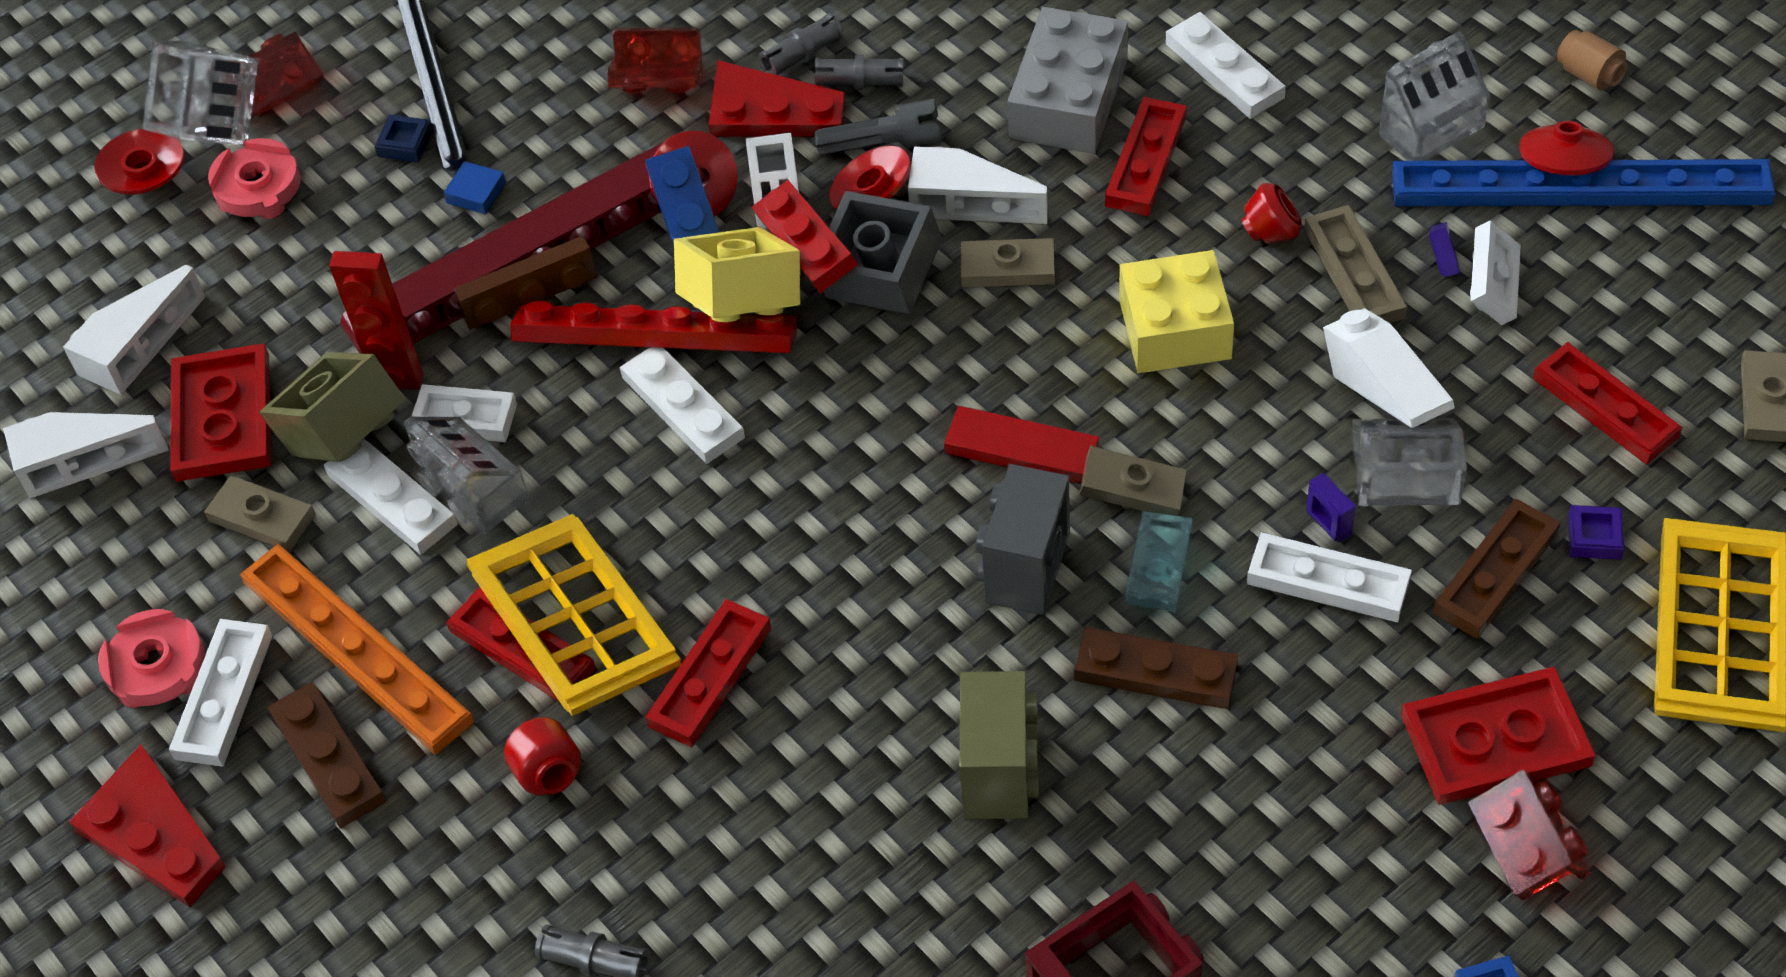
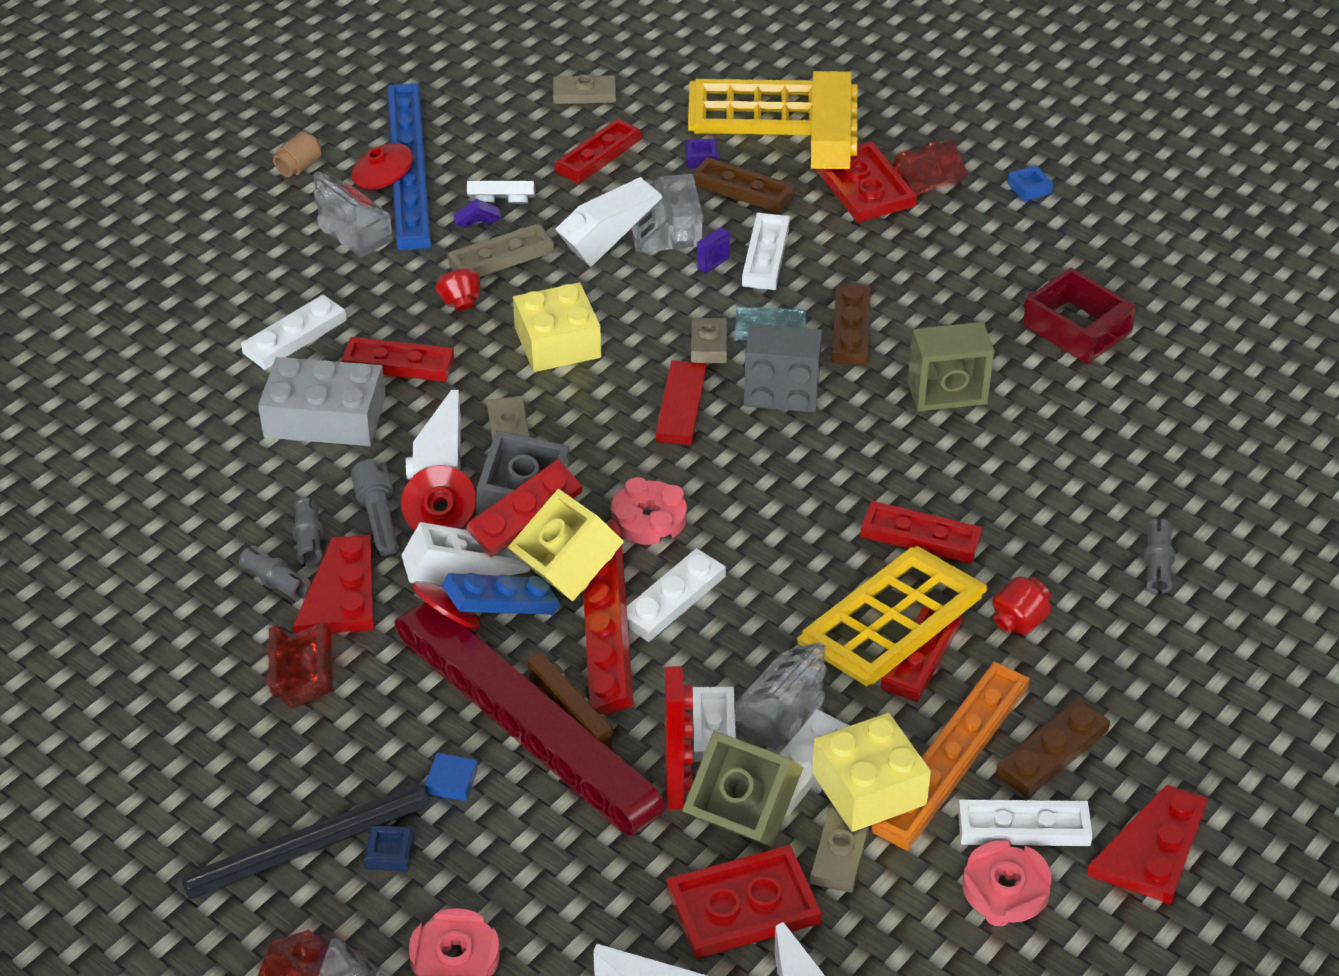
camera: 105 degrees left, 10 degrees down
(315, 529) = (870, 772): none -> light yellow brick
(819, 368) = (641, 495): none -> coral plate
(1632, 689) = (833, 120): none -> yellow brick

